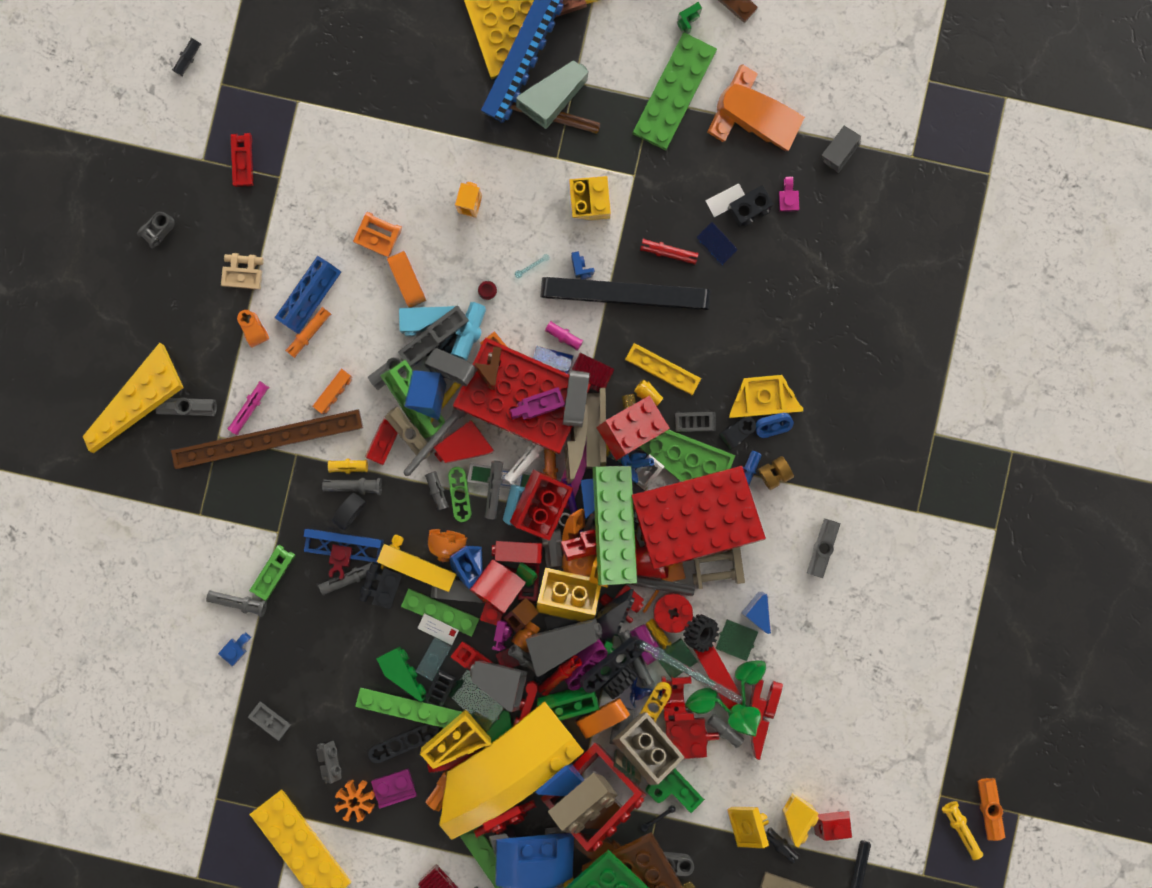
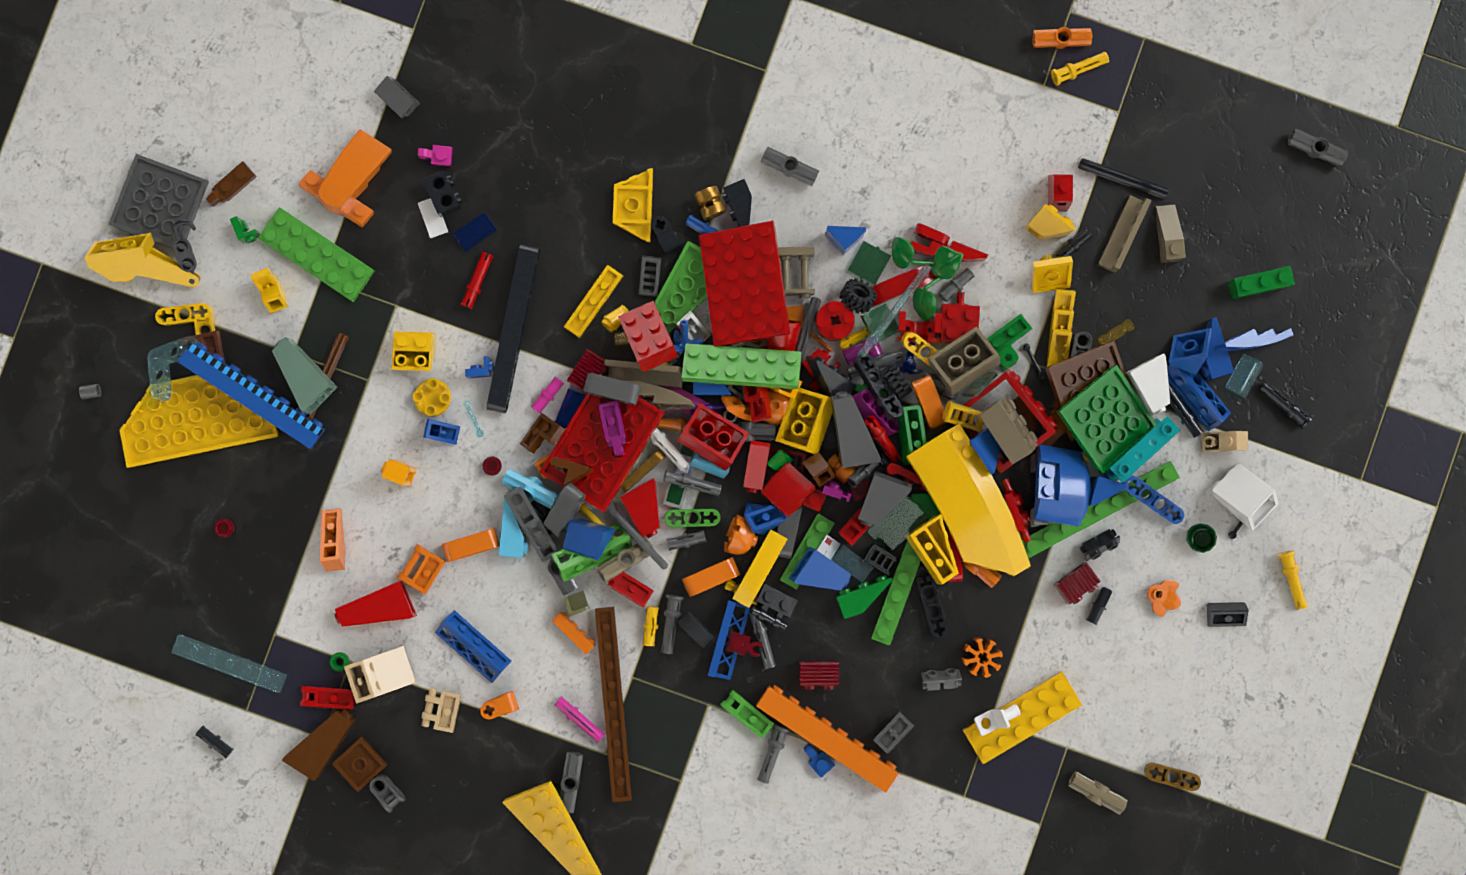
camera: 85 degrees left, 0 degrees up
(180, 199) = (359, 764): none -> reddish brown plate
(190, 157) = (319, 747): none -> reddish brown slope
(256, 656) = (827, 738): none -> orange brick
(264, 61) = (229, 663): none -> clear light blue tile
(269, 207) = (380, 674): none -> slope
(278, 161) = (333, 661): none -> green plate
(294, 824) = (998, 719): none -> white bracket
(308, 332) = (508, 647): orange pin -> none
(320, 639) = (818, 674): none -> dark red brick
(335, 198) = (380, 606): none -> red slope
(361, 390) = (576, 603): none -> olive panel
(394, 144) = (332, 540): none -> orange slope
(394, 788) = (974, 617): magenta plate -> none
(395, 38) = (224, 528): none -> dark red plate
(403, 520) = (711, 577): none -> orange beam
(419, 627) = (819, 571): none -> blue slope
(500, 439) = (643, 470): none -> pearl gold beam
(514, 236) = (441, 431): none -> blue slope
(528, 335) = (542, 429): none -> reddish brown plate
(547, 223) = (432, 397): none -> yellow dish
(589, 739) = (950, 406): none -> yellow slope
(634, 51) = (270, 290): none -> yellow brick
(696, 842) = (1061, 326): none -> yellow slope
(774, 425) = (662, 198): blue plate -> none
(782, 502) = (740, 201): none -> black slope

